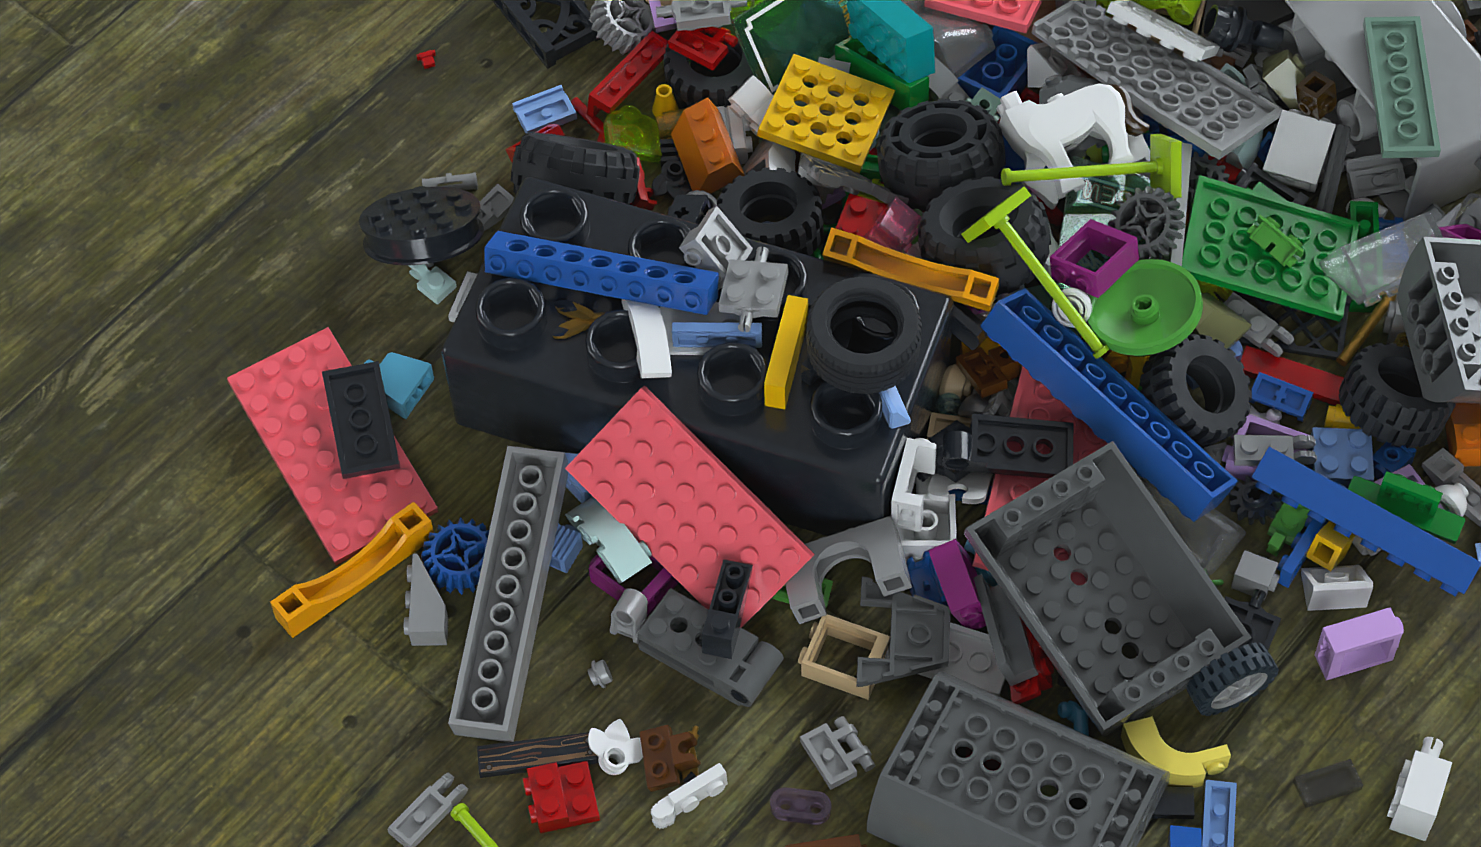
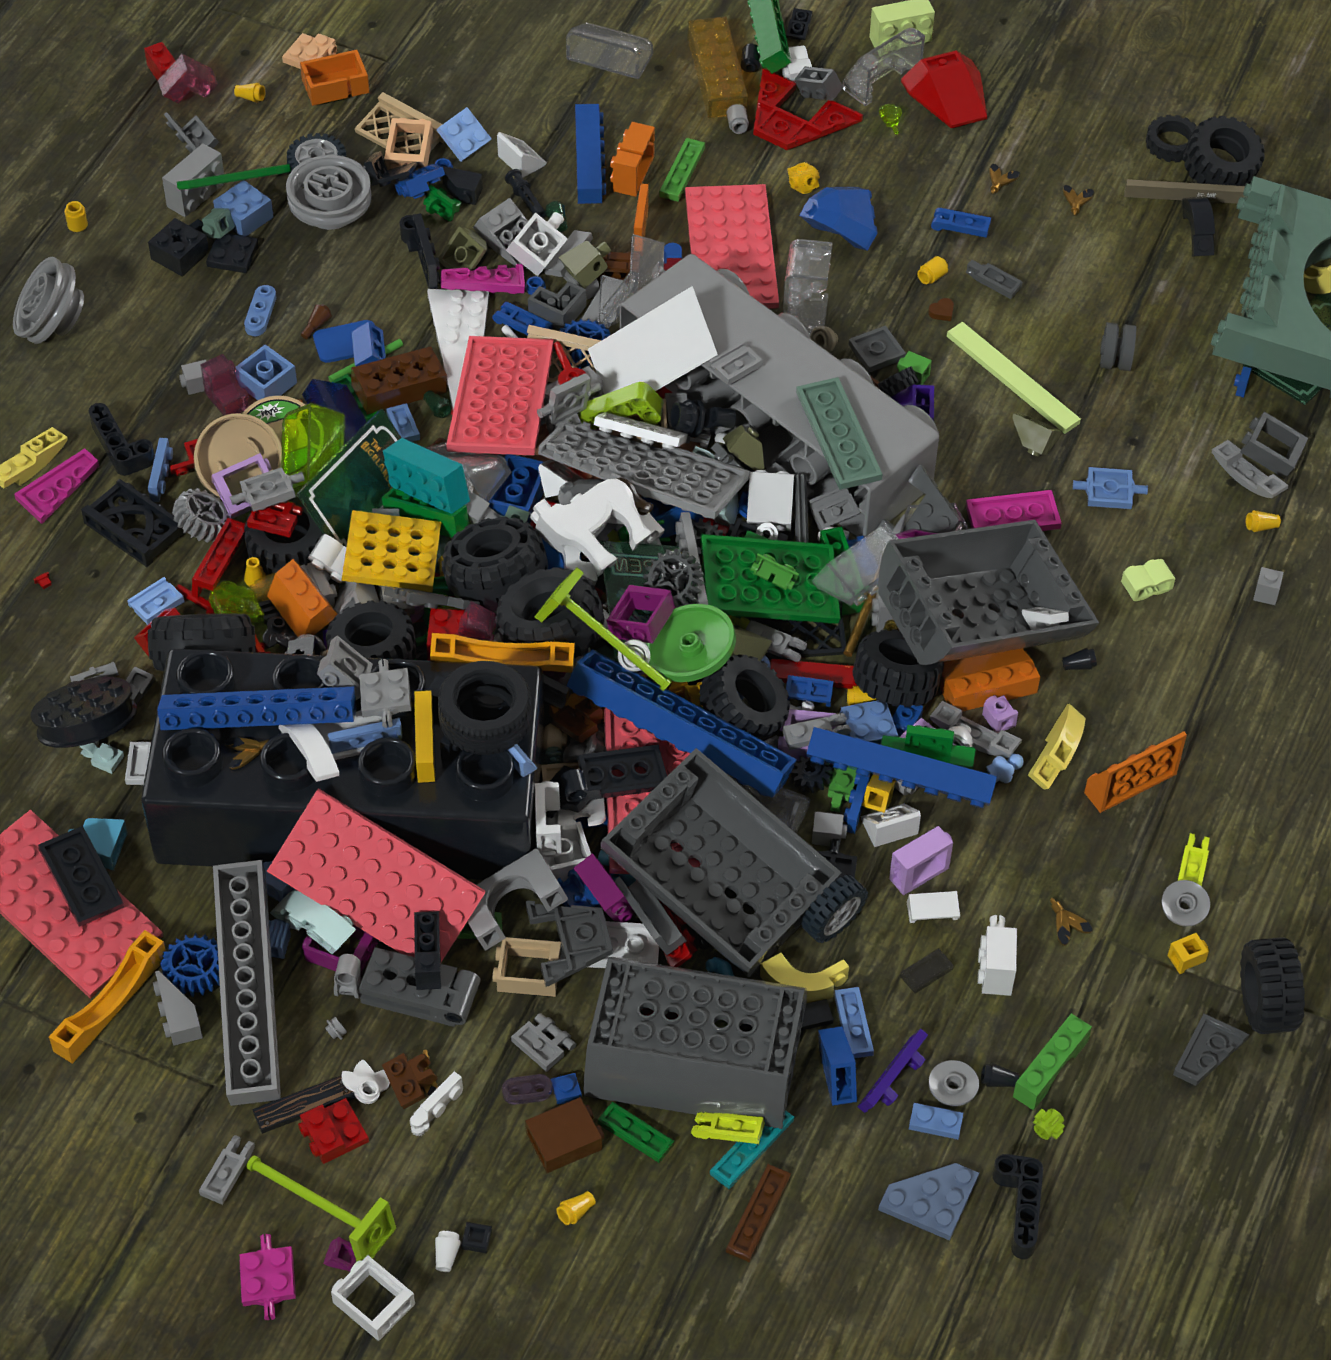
camera: 20 degrees left, 5 degrees down
(847, 817) = (566, 1088): none -> blue plate
(1164, 168) = (673, 532): lime tile -> none
(1289, 183) = (770, 527): none -> white plate
(1316, 95) = (773, 455): dark brown brick -> none
(1358, 704) = (933, 906): none -> white hinge

